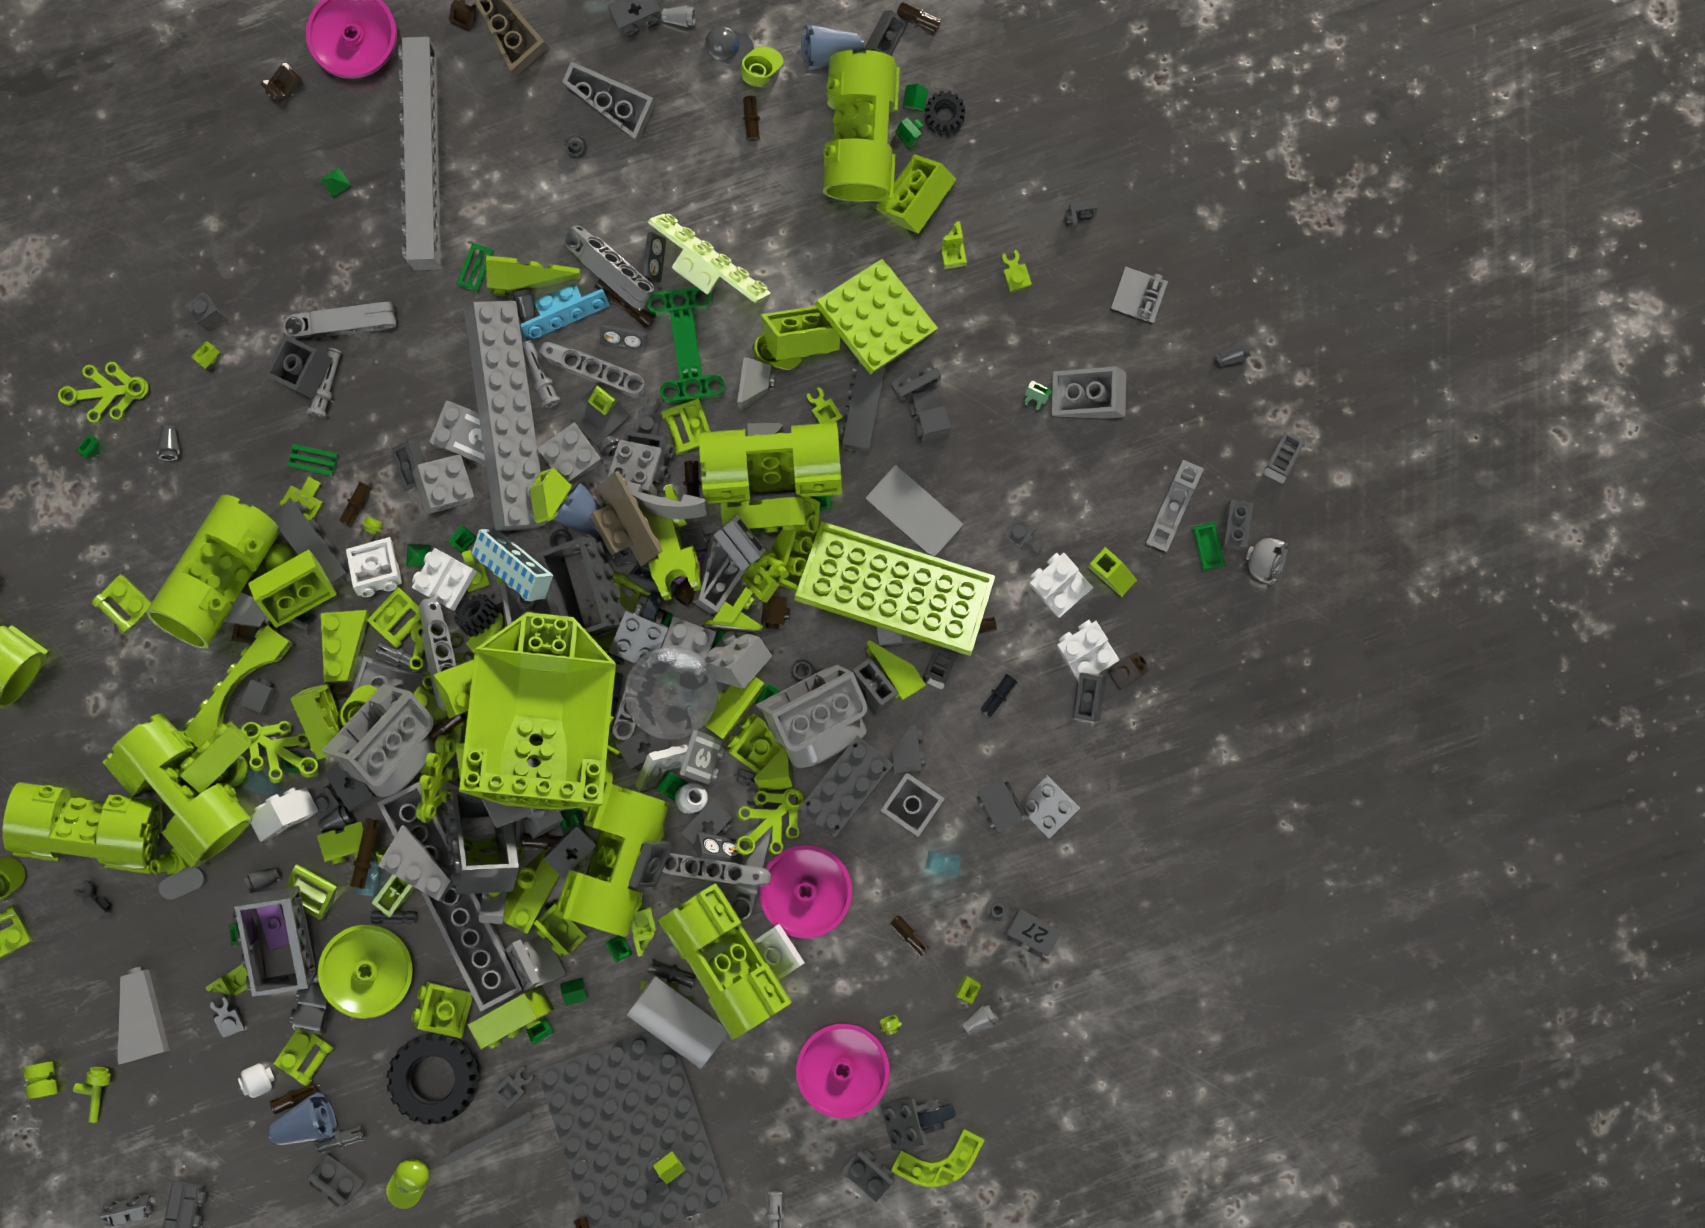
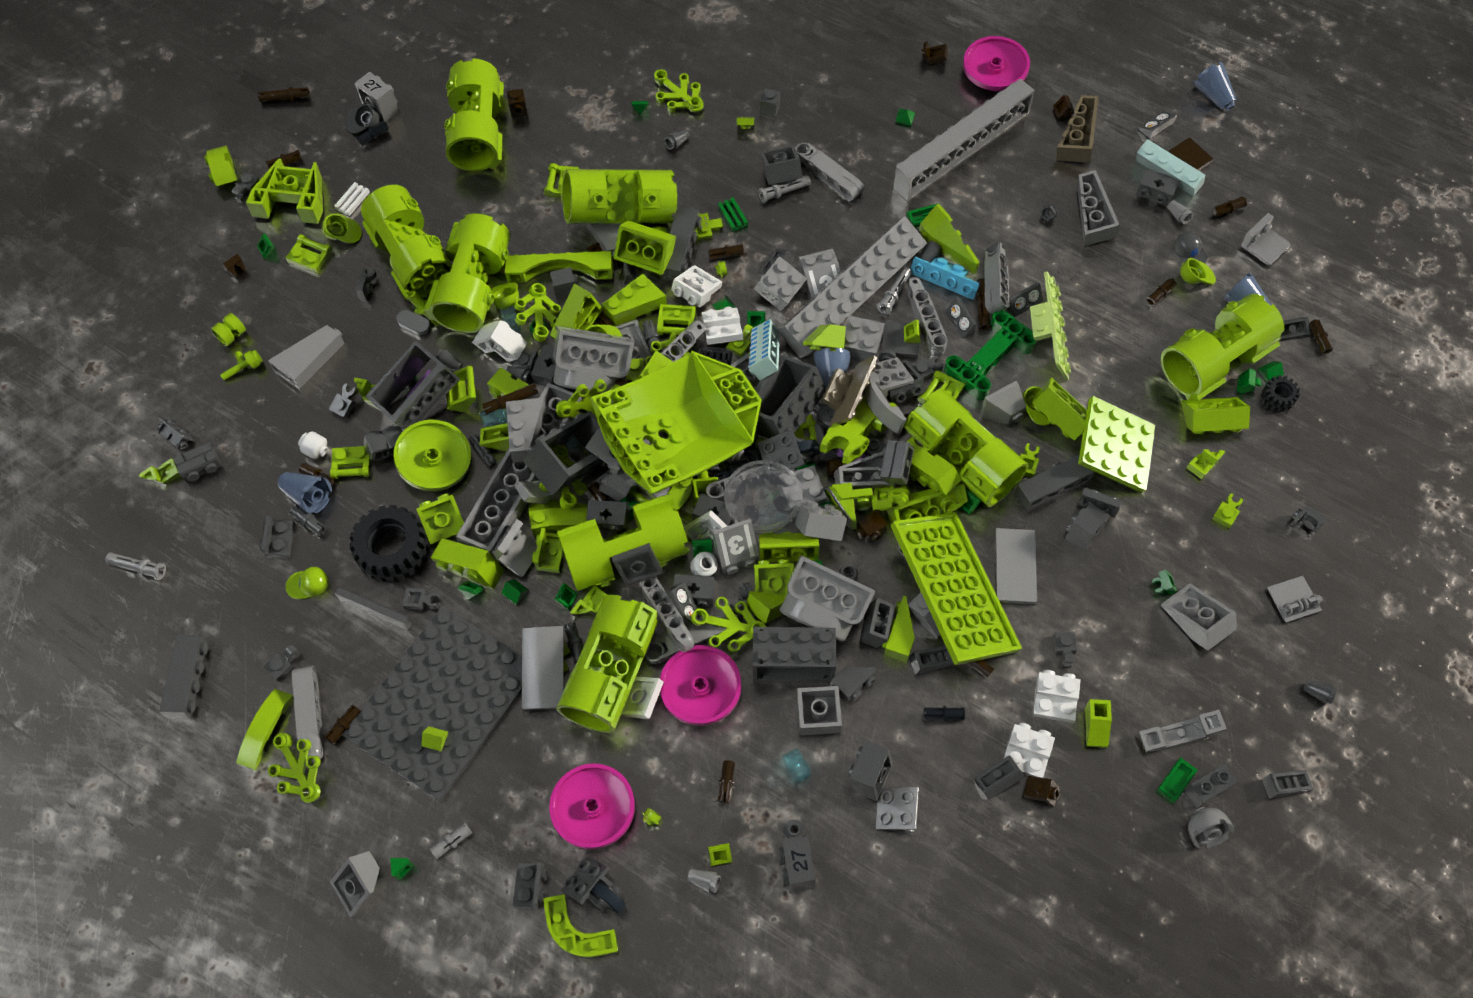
camera: 55 degrees right, 20 degrees down
(214, 756) = (506, 274): lime wedge -> none

